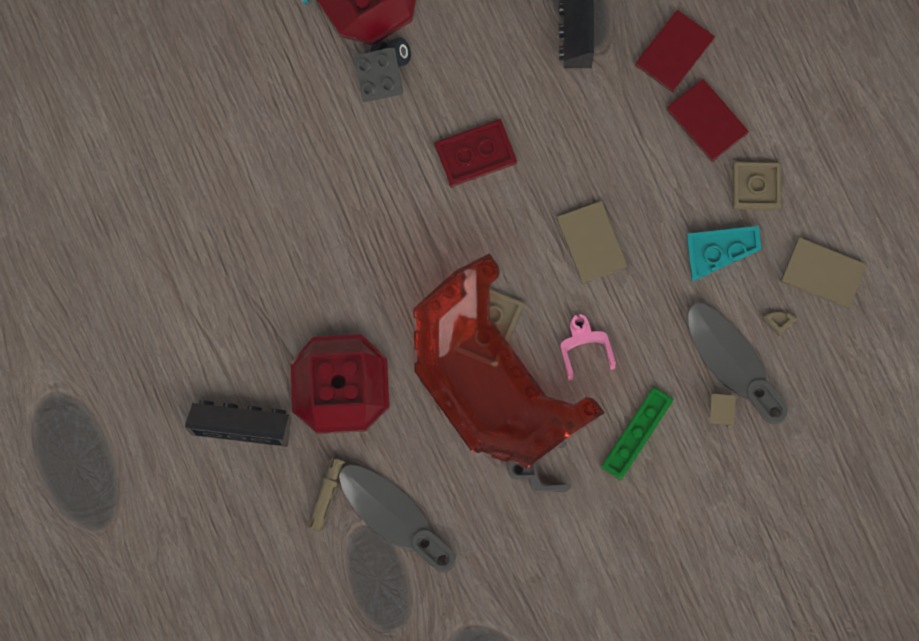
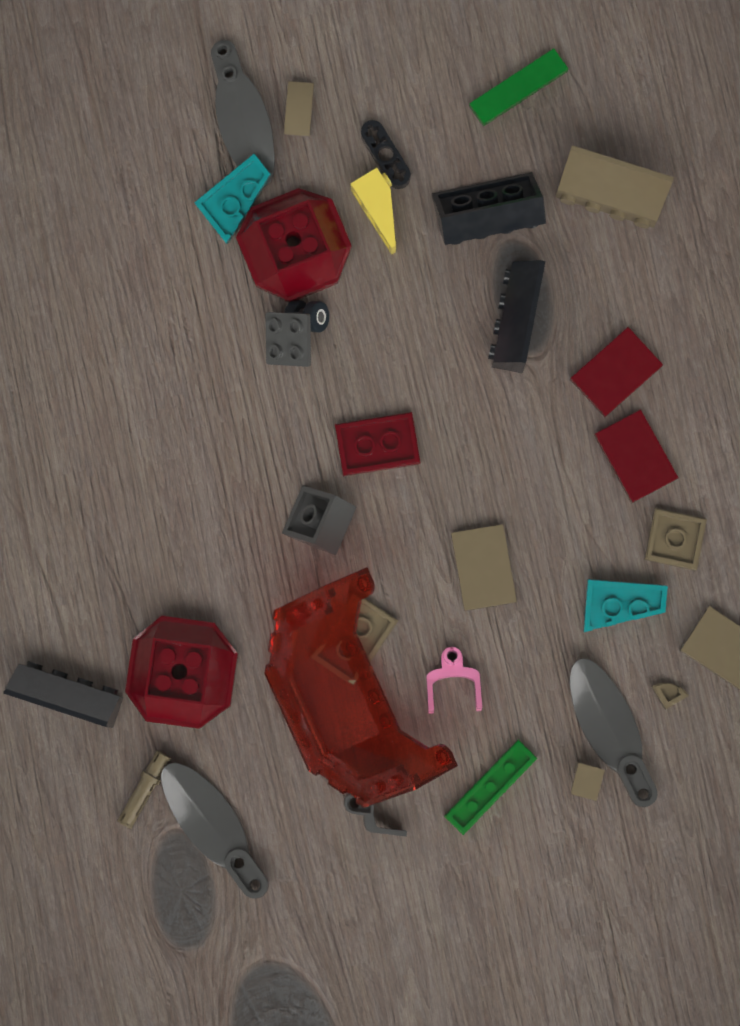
camera: 10 degrees right, 5 degrees up
(437, 227) = (319, 519): none -> dark grey slope

